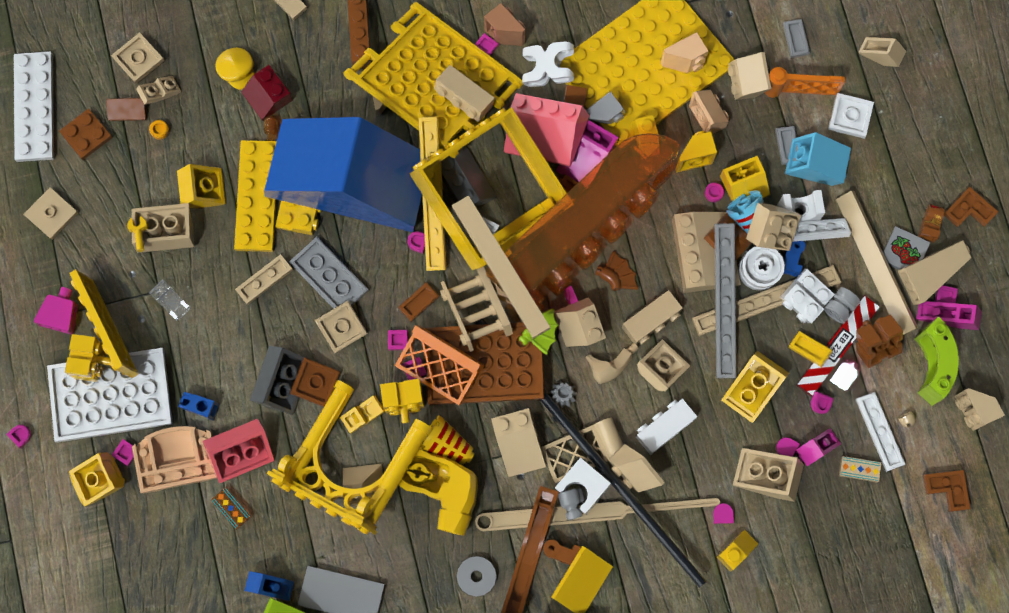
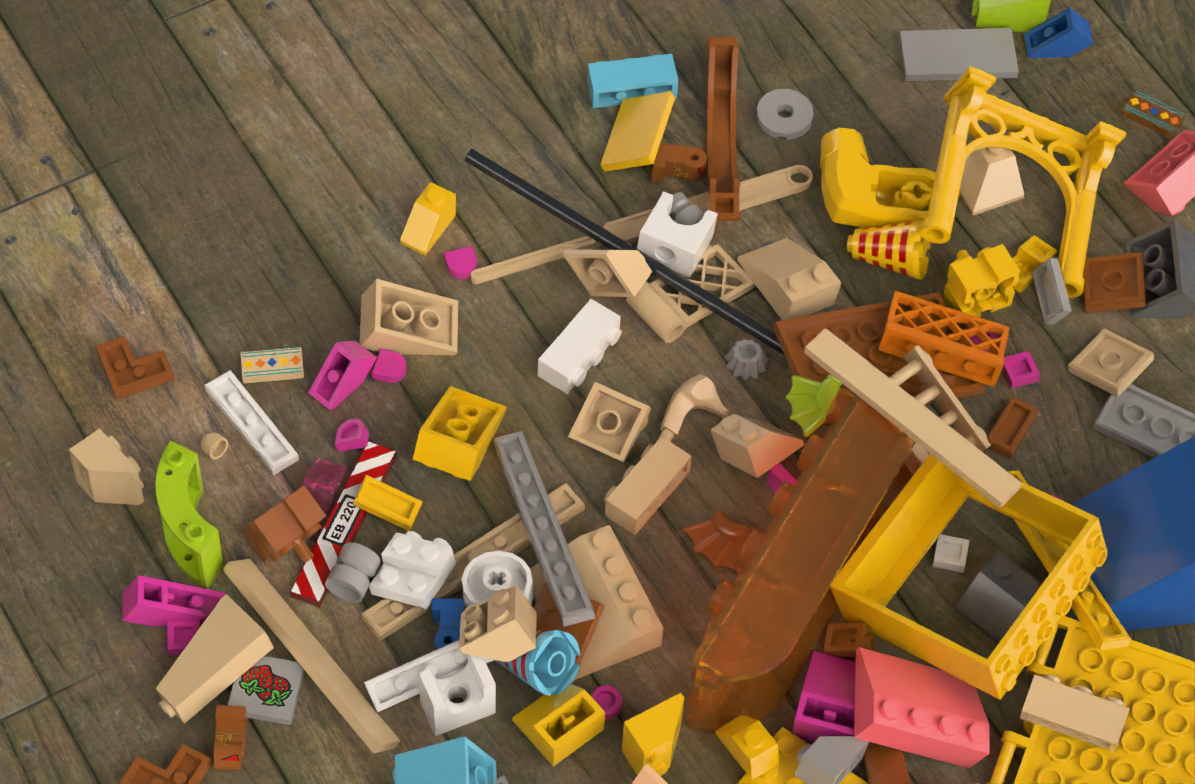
camera: 160 degrees right, 20 degrees down
(358, 384) = (1051, 291): none -> light grey tile

